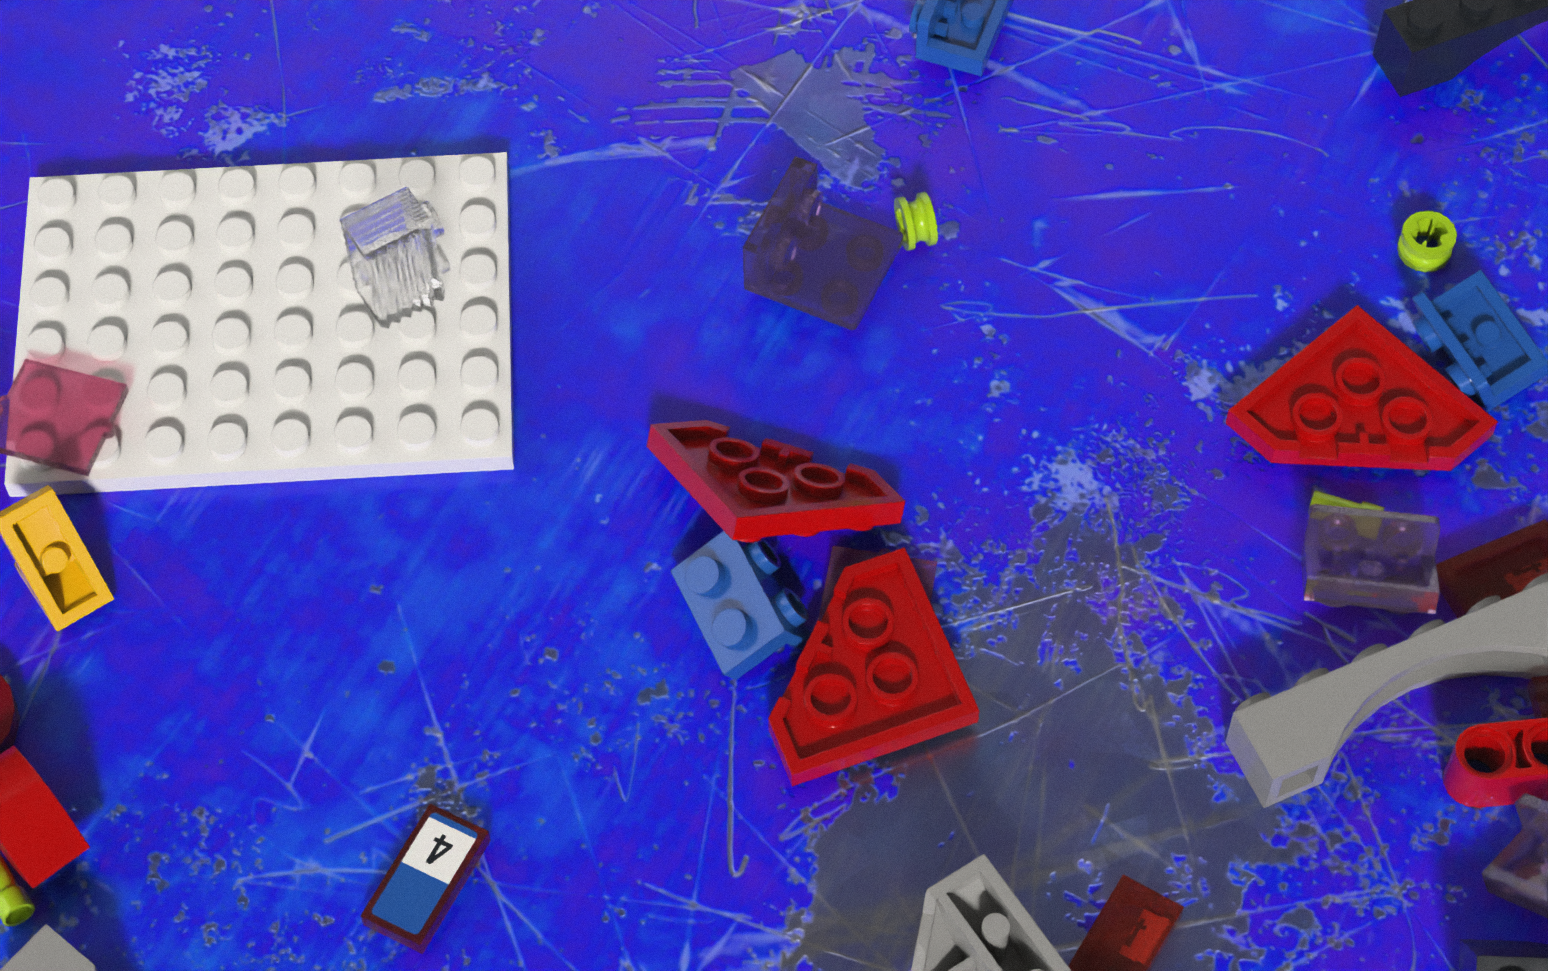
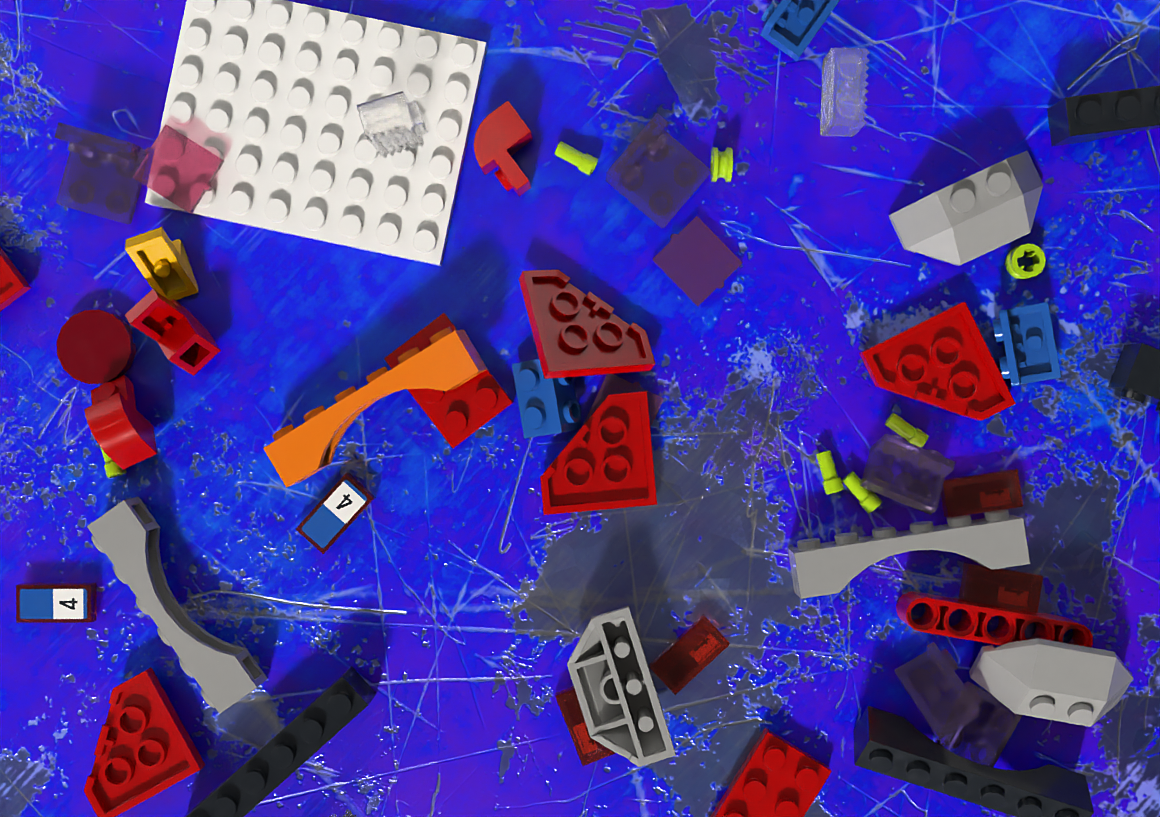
camera: 20 degrees right, 30 degrees up
(84, 650) = (175, 330): none -> red brick
(550, 576) = (312, 445): none -> orange arch
(566, 272) = (497, 140): none -> red brick
(571, 625) = (459, 410): none -> red plate
(704, 271) = (585, 162): none -> lime piece
(923, 363) = (697, 261): none -> piece
(1065, 89) = (844, 91): none -> clear brick
(1255, 613) = (831, 482): none -> lime piece
(1312, 193) = (973, 213): none -> light grey wedge
(1326, 625) = (867, 499): none -> lime piece

